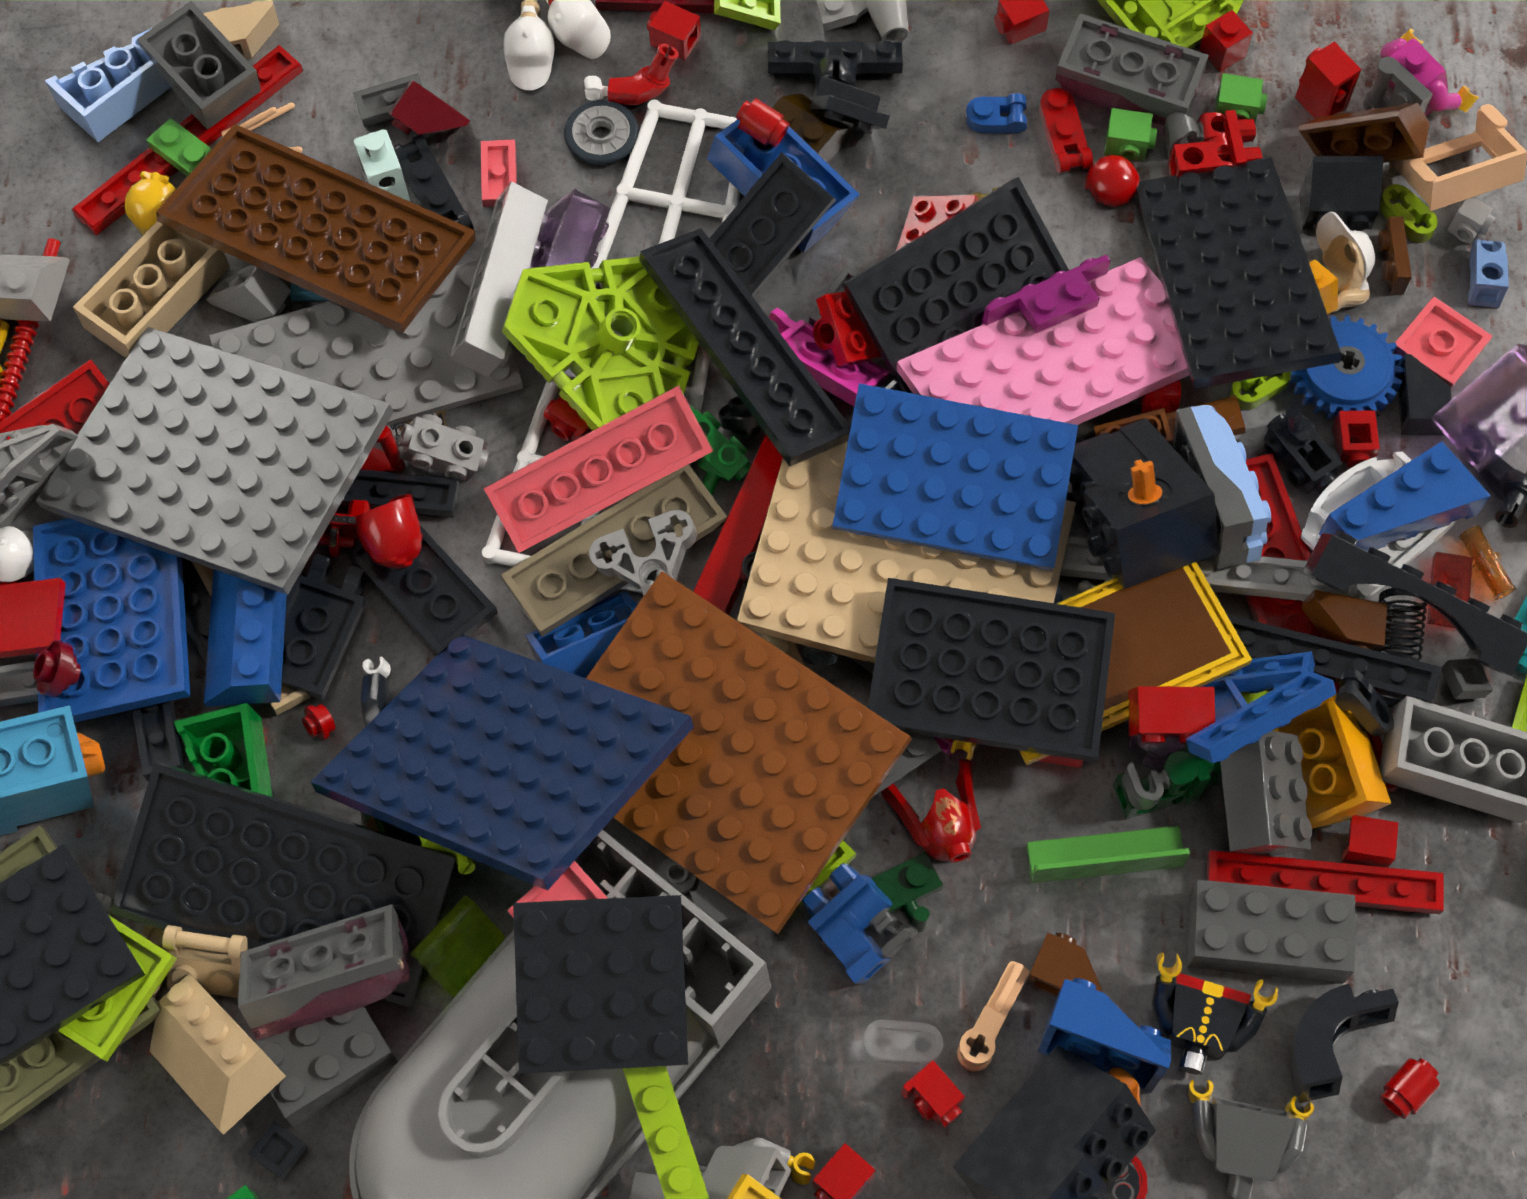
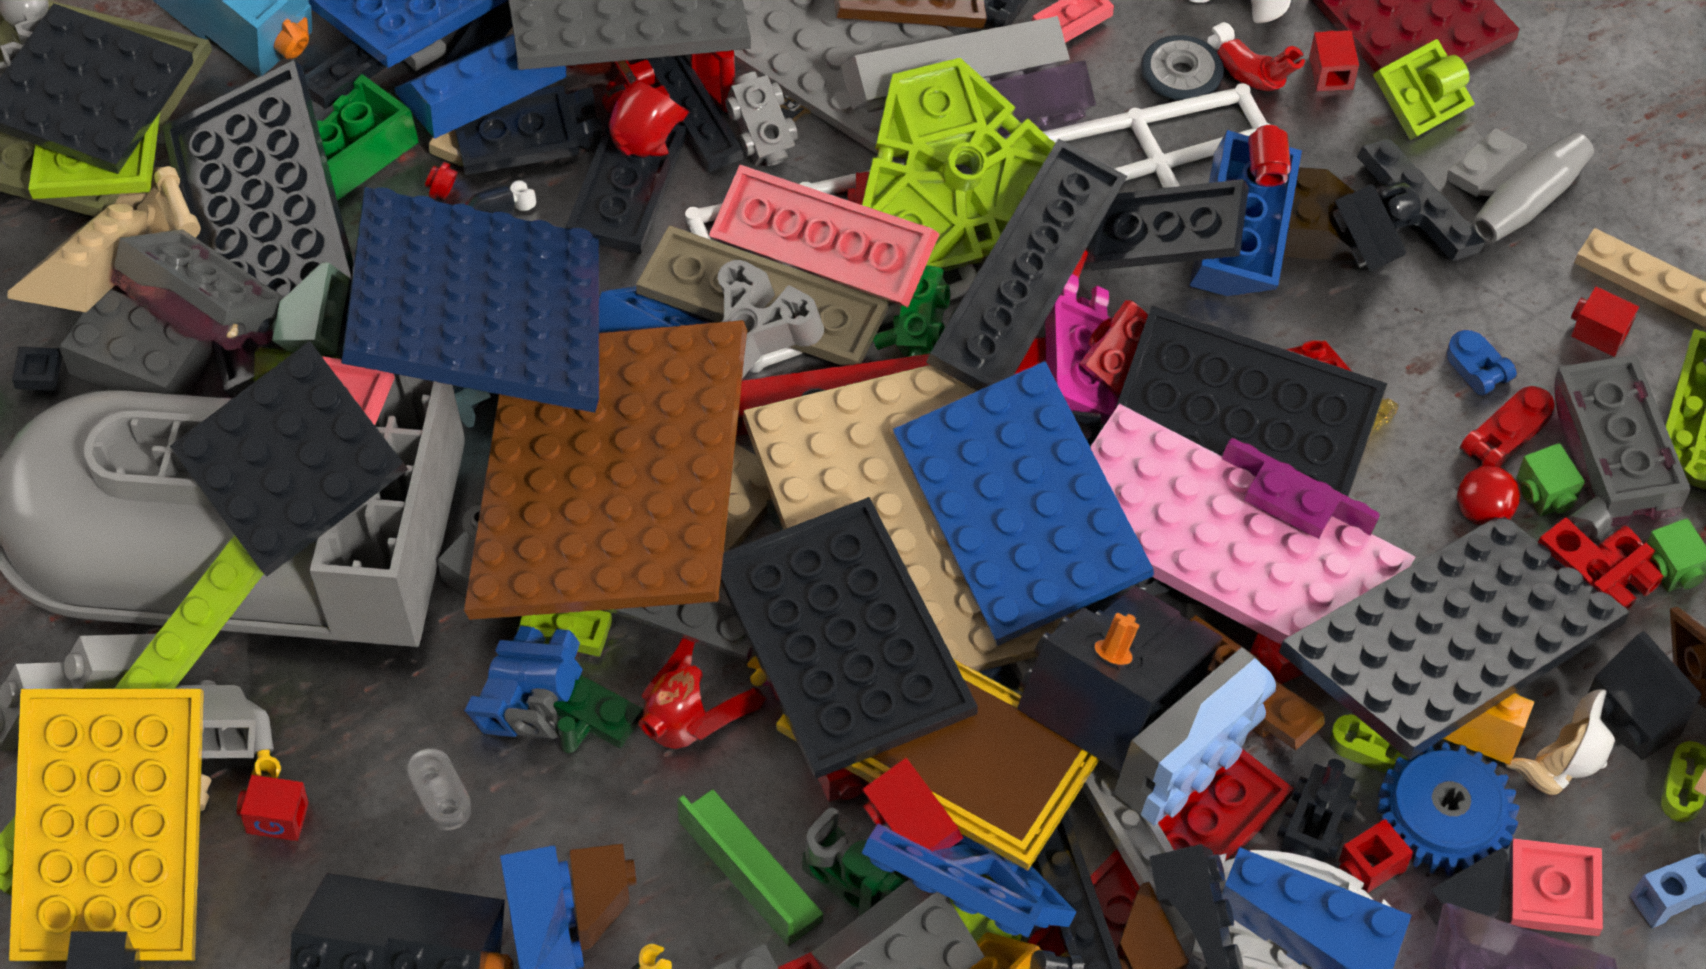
camera: 55 degrees right, 10 degrees down
(419, 893) = (313, 311): none -> sand green slope
(934, 1095) = (403, 840): red brick -> none
(992, 1019) = (492, 843): light nougat connector -> none
(1396, 266) = (1631, 782): reddish brown plate -> none

